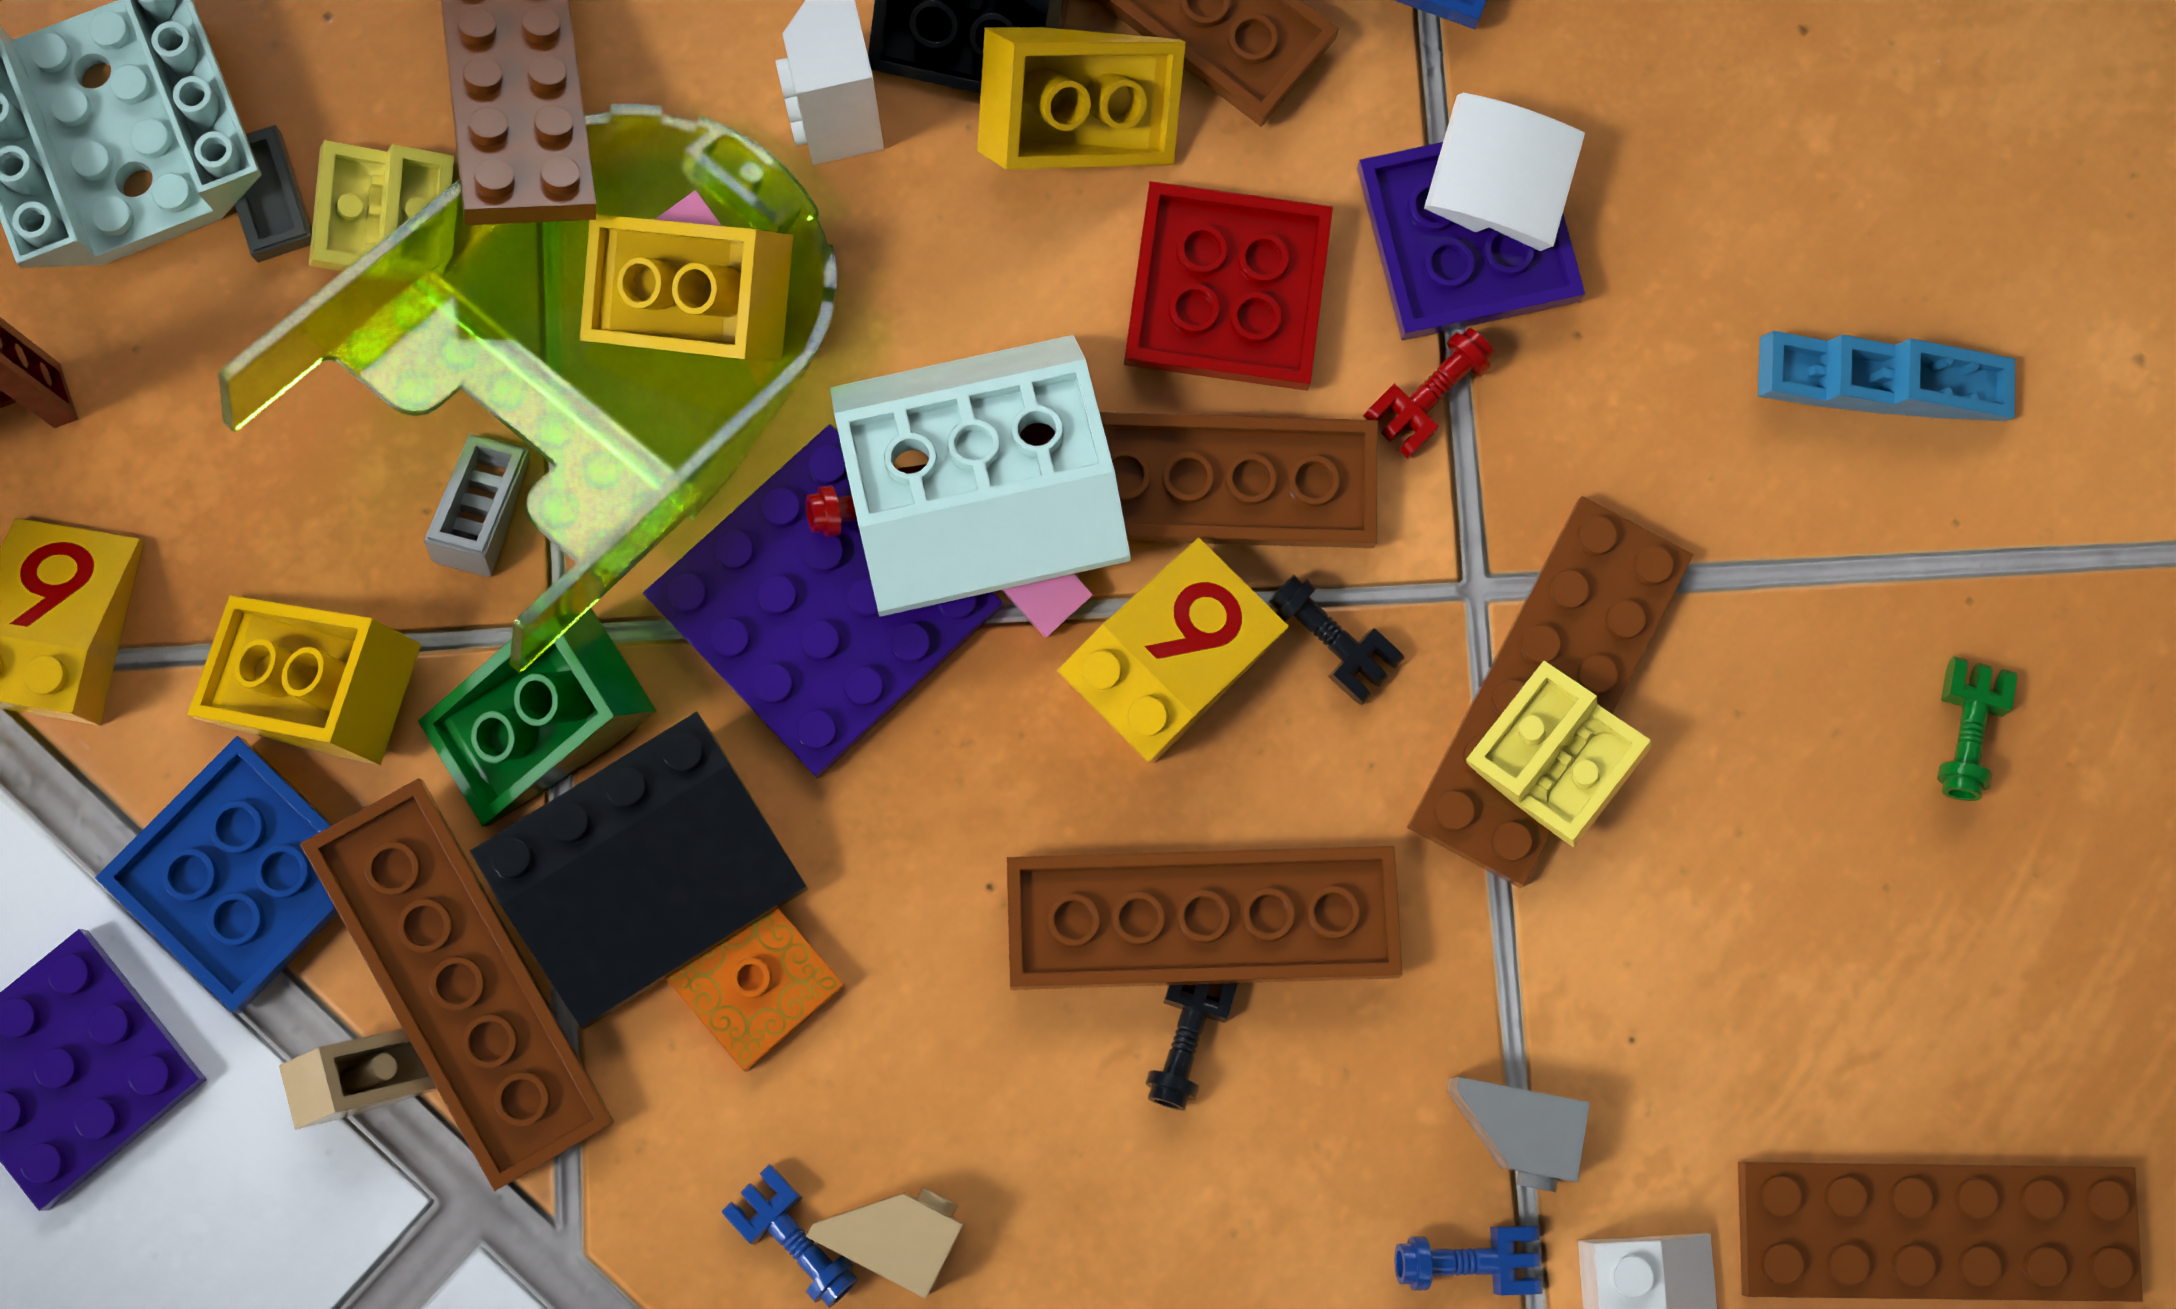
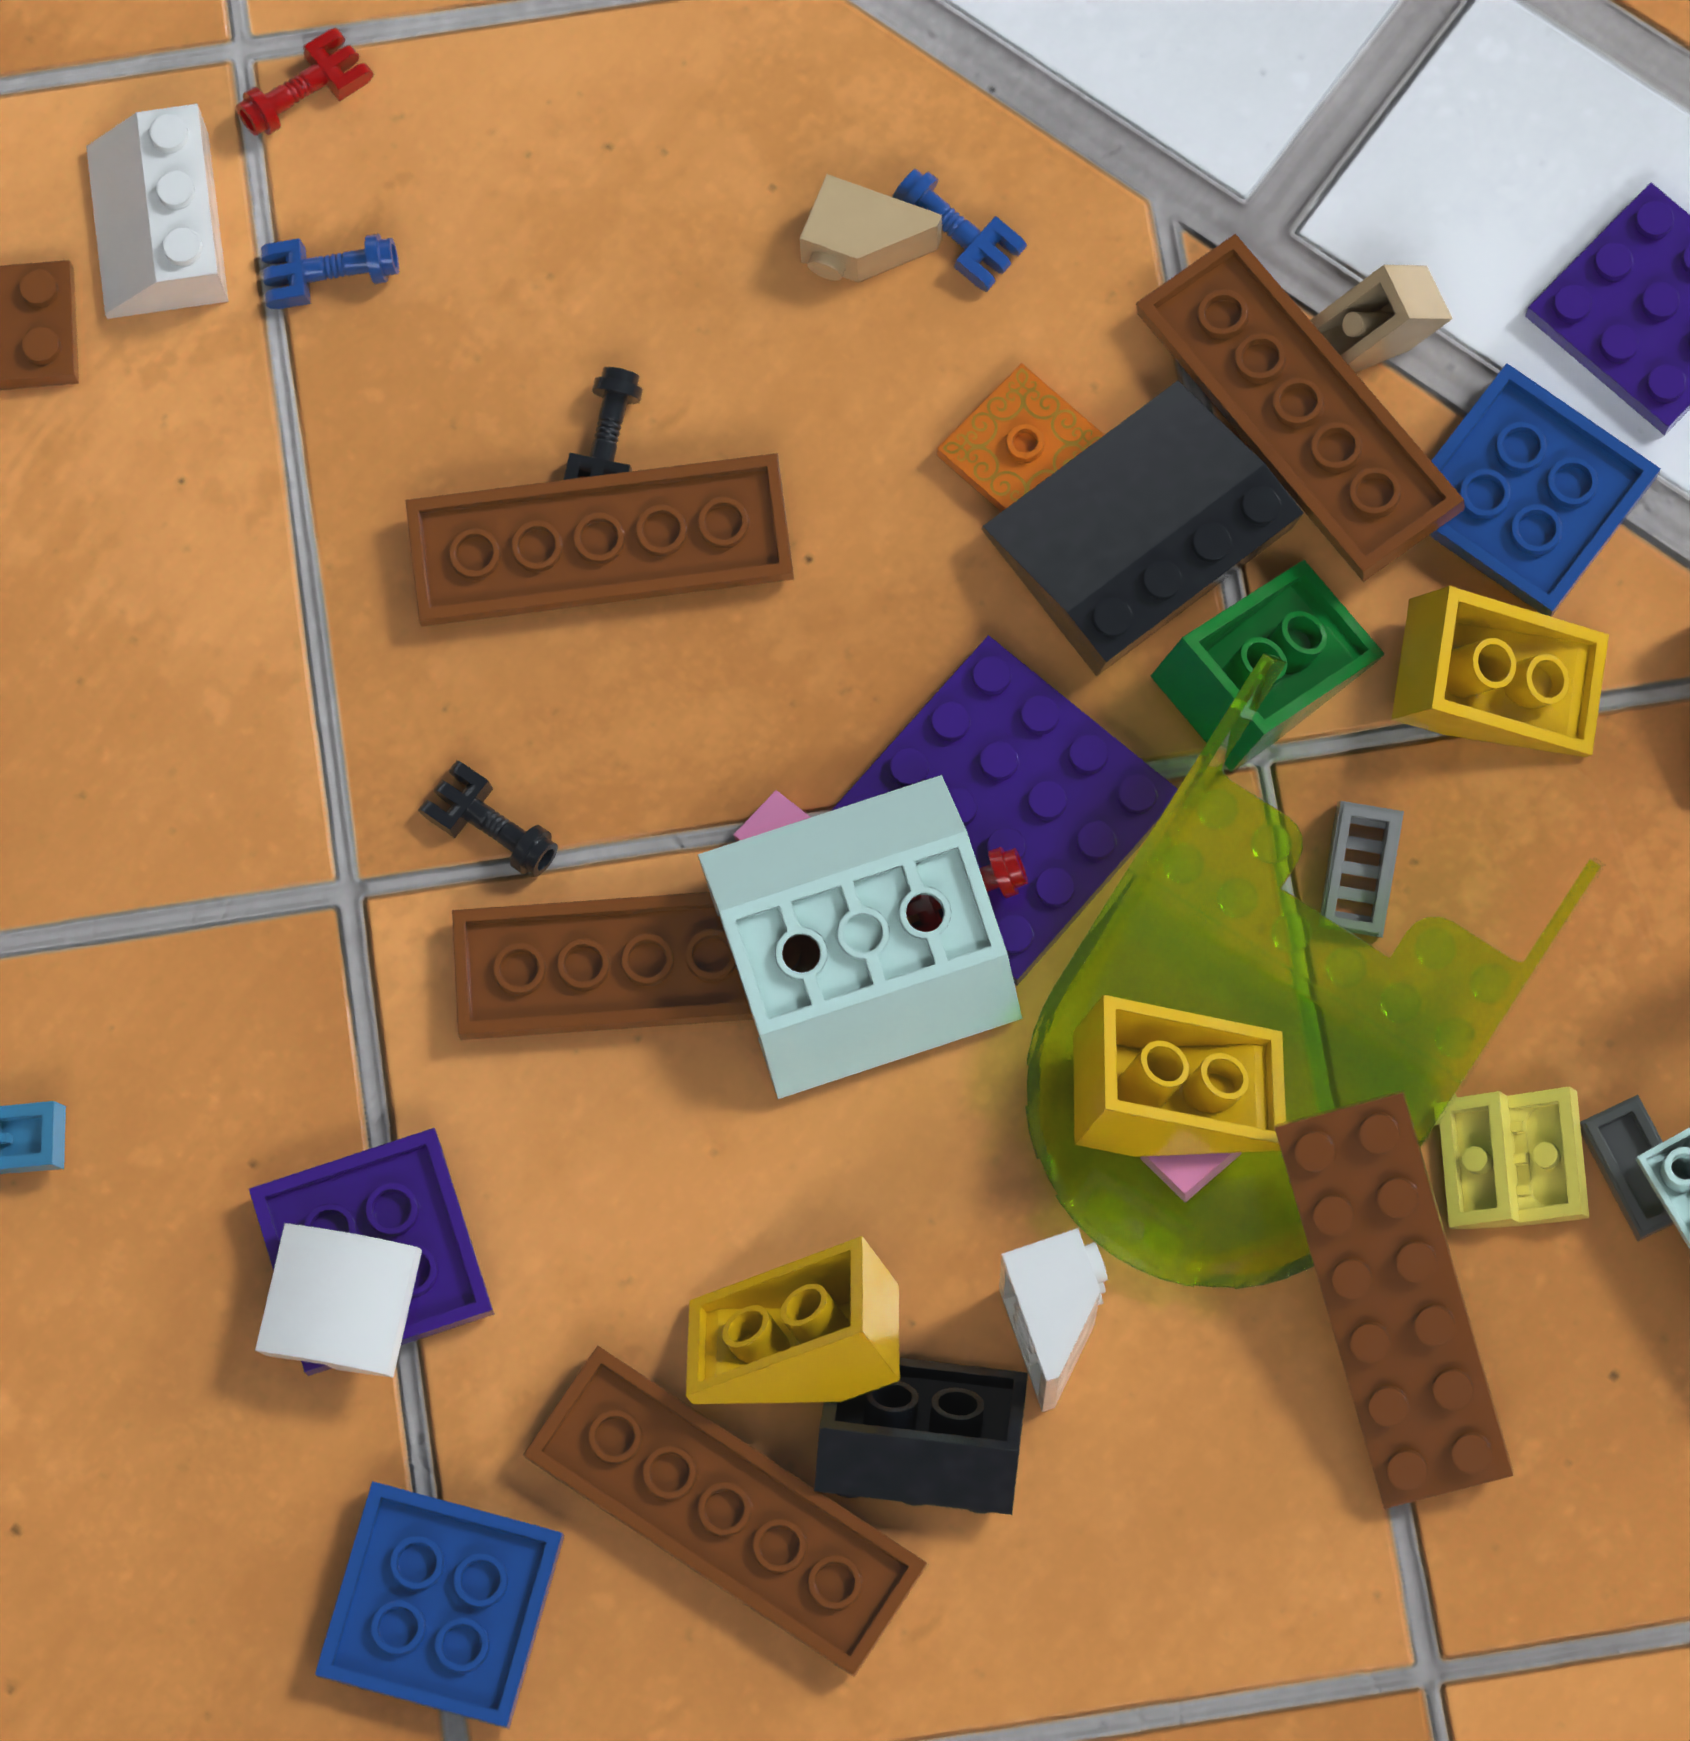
camera: 175 degrees left, 5 degrees down
(1173, 650) = (649, 777): yellow slope -> none
(1228, 286) = (621, 1166): red plate -> none
(1469, 353) = (366, 1119): red hinge -> none
(1525, 1130) = (282, 382): light grey slope -> none
(1558, 753) = (262, 715): light yellow slope -> none
(1588, 620) = (269, 795): dark orange plate -> none

